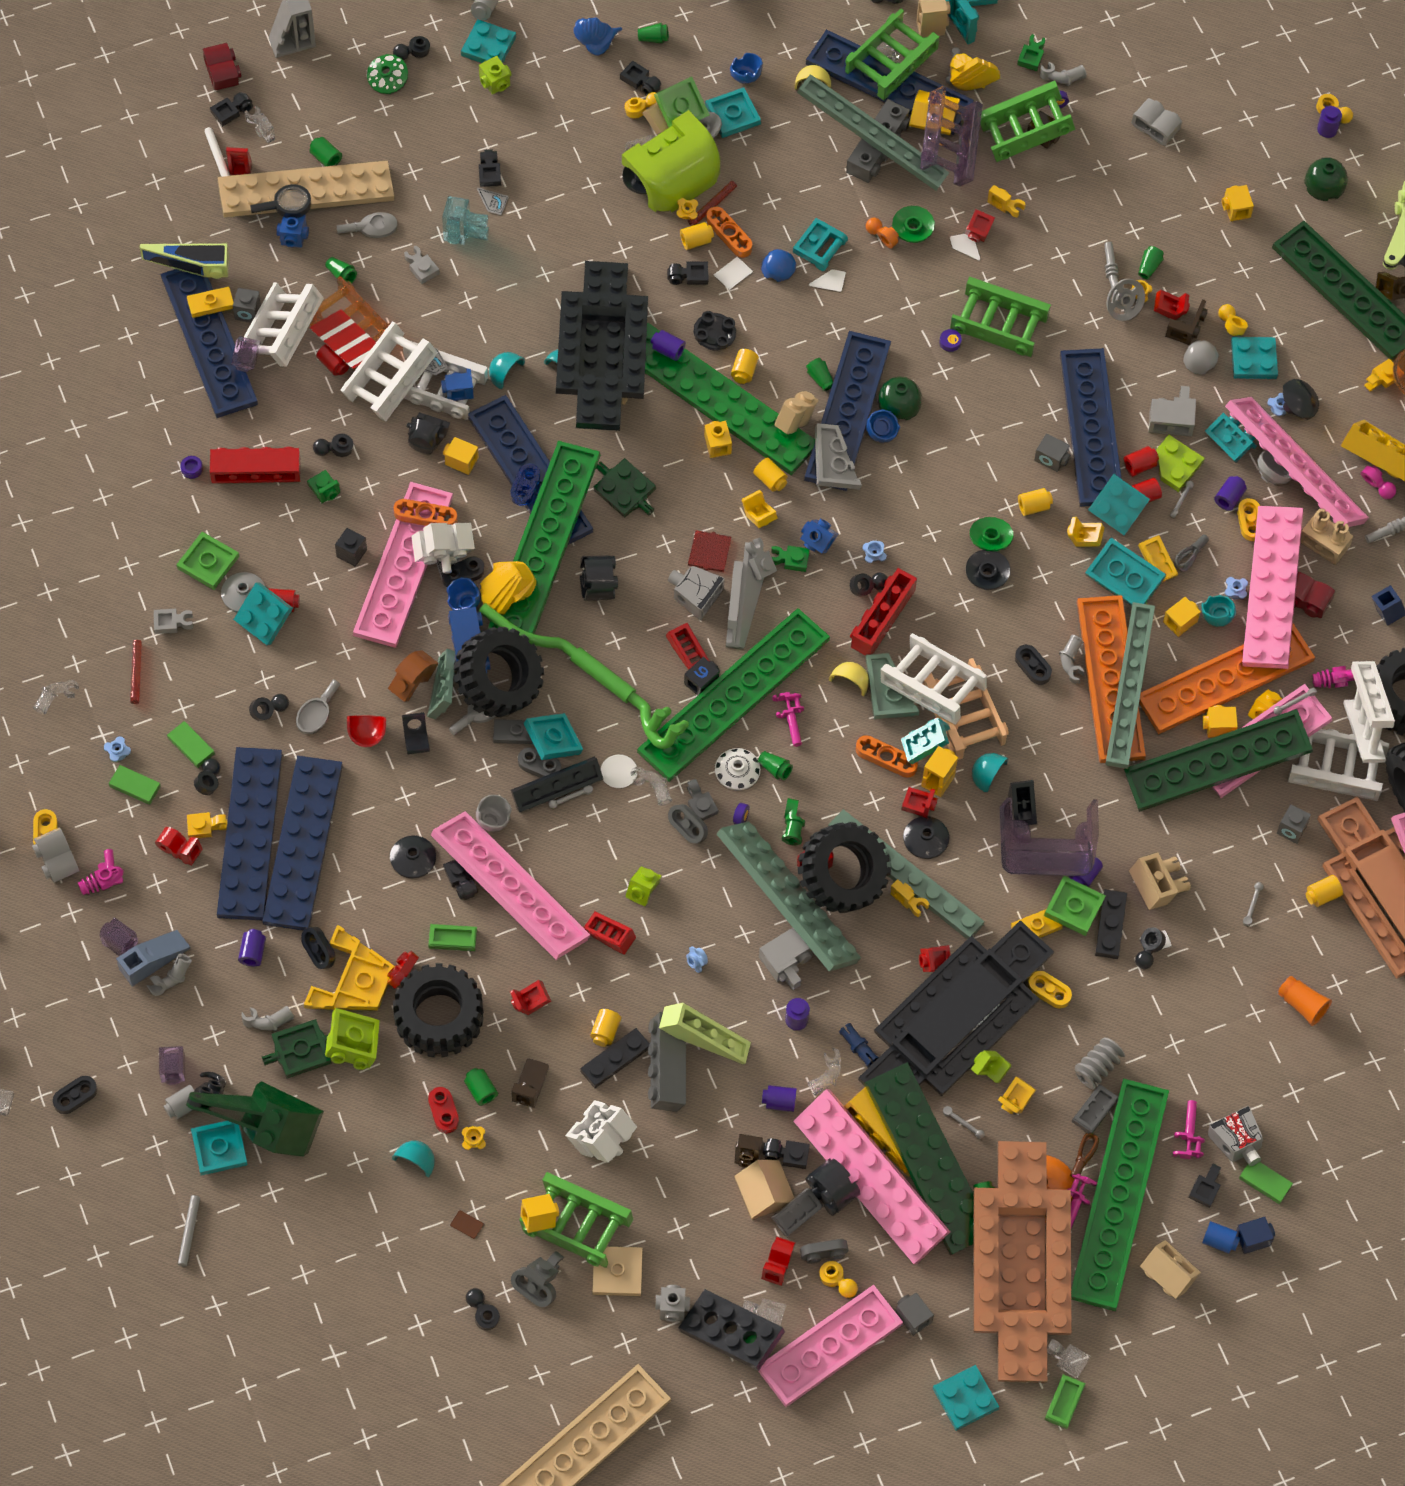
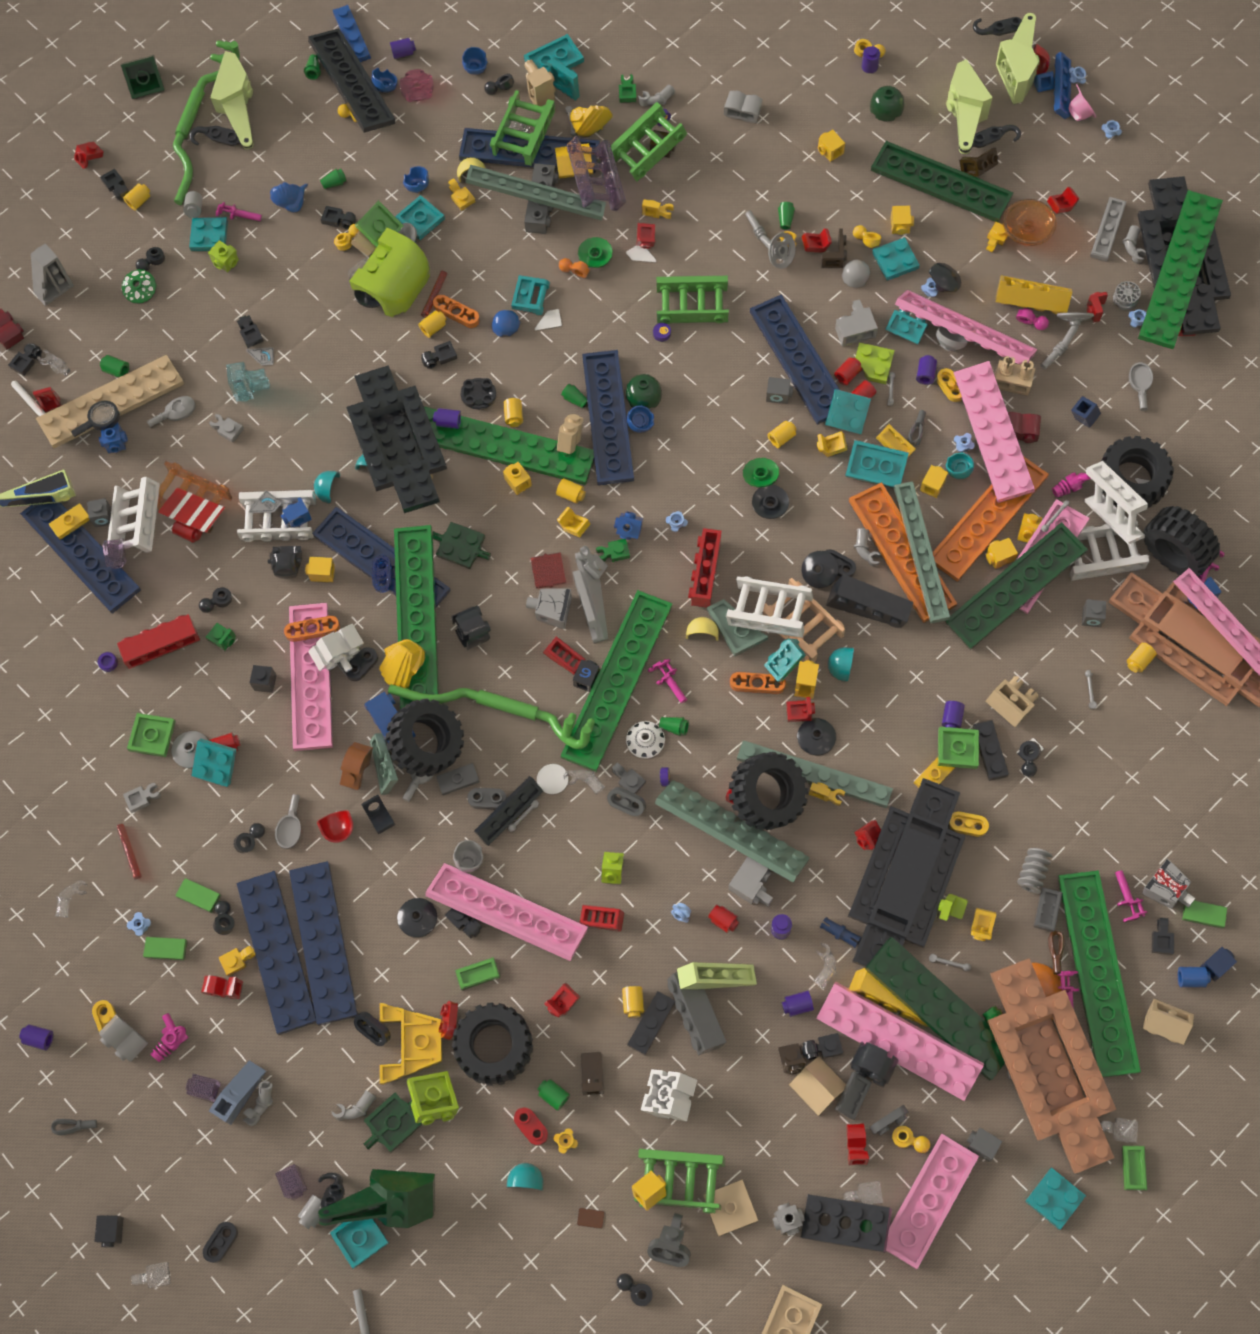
camera: 15 degrees left, 5 degrees up
(252, 948) = (317, 1051): dark purple brick -> none
(342, 269) = (164, 454): green cone -> none
(403, 380) = (250, 527): white fence -> none
(463, 594) = (369, 683): blue hair -> none
(527, 30) = (235, 212): none -> dark pink piece
(553, 736) = (489, 772): teal plate -> none
(687, 214) = (416, 309): yellow plate -> none
(733, 273) = (472, 342): white sticker -> none
(739, 982) = (723, 918): none -> red brick
(790, 106) = (461, 196): none -> yellow plate
(793, 823) = (708, 767): green connector -> none
(832, 460) = (614, 461): light grey wing -> none
(867, 583) = (689, 543): black plate -> none
(1018, 666) = (828, 572): none -> black dish
(1023, 801) = (880, 680): black slope -> none
(1047, 856) = (919, 714): clear purple windscreen -> none
(1048, 717) = (869, 602): none -> black wedge
(1280, 316) = (901, 220): none -> yellow brick
(1304, 1000) = (1167, 752): orange plant -> none

